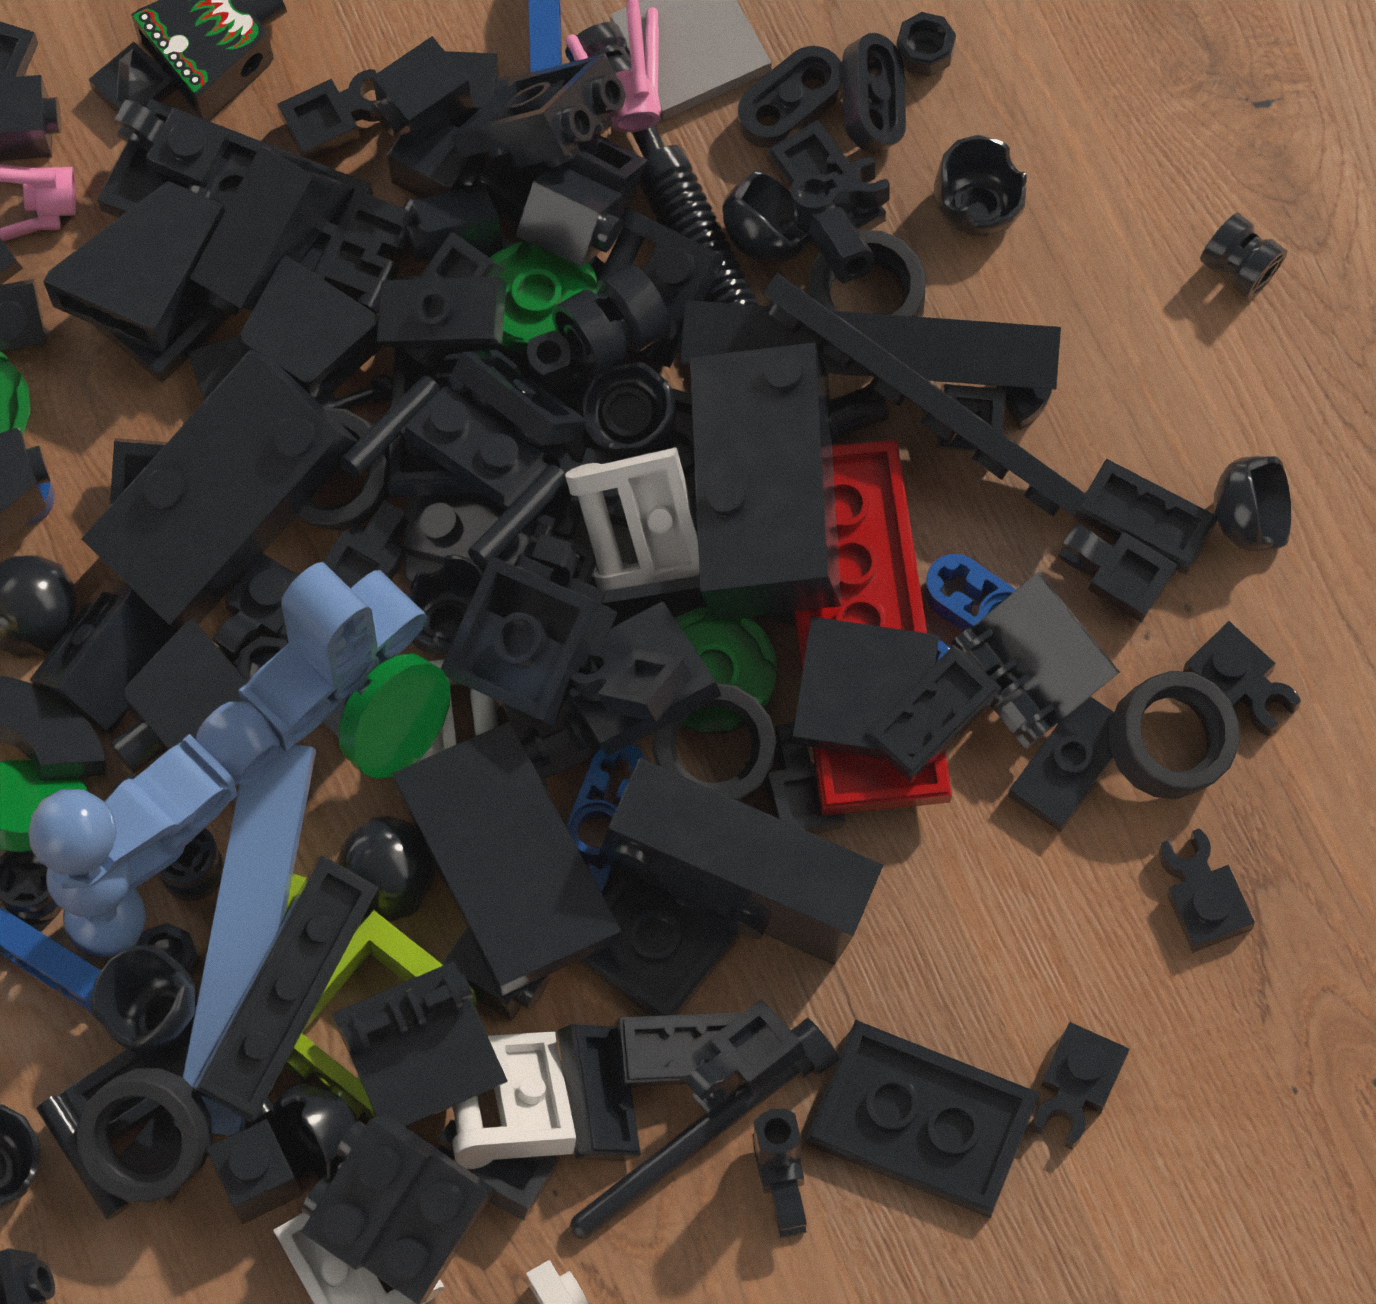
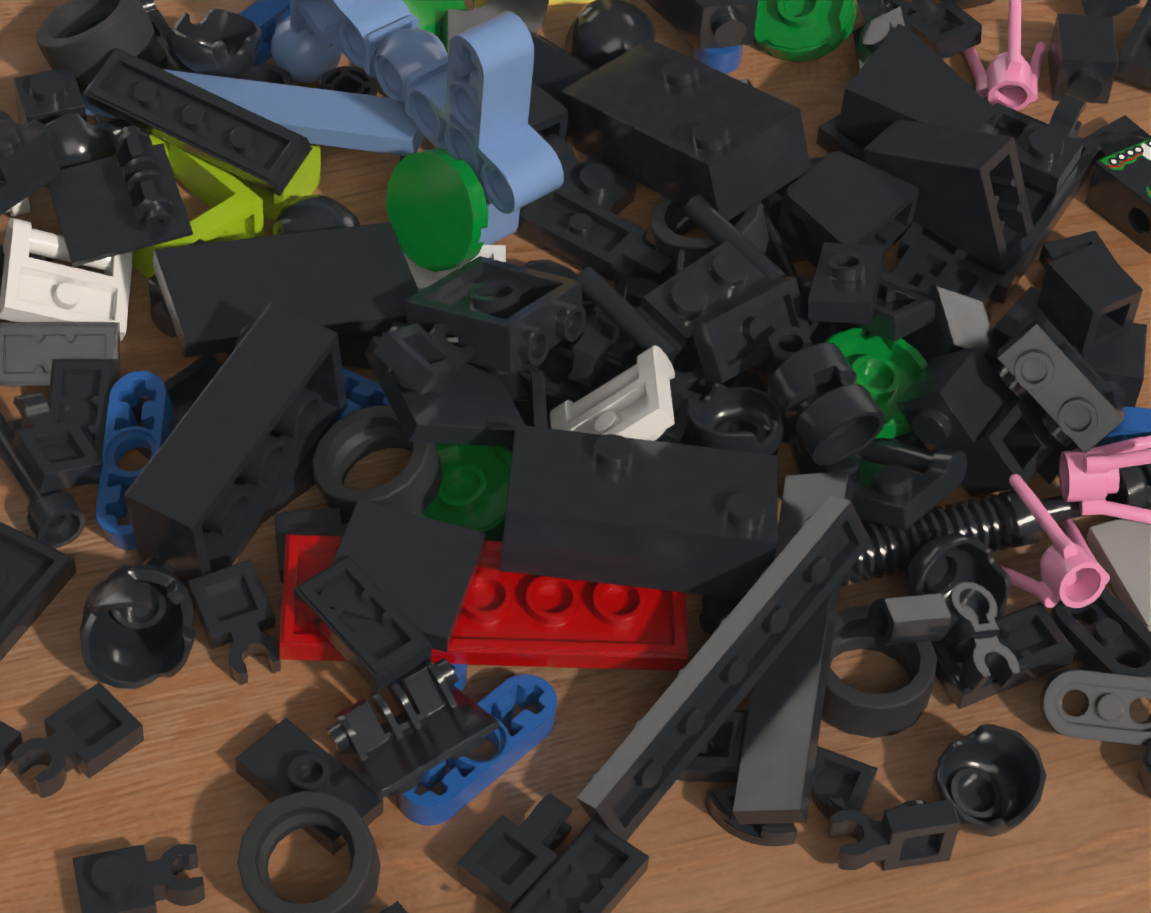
camera: 90 degrees right, 20 degrees down
(745, 113) = (1066, 567): none -> bright pink plant
(776, 963) = (123, 435): none -> blue beam
(906, 851) = (236, 612): none -> black plate
(930, 936) = (137, 625): none -> black helmet
(992, 305) = (840, 782): none -> black tile
(1039, 249) = (905, 837): none -> black plate
(1061, 961) = (82, 734): none -> black plate

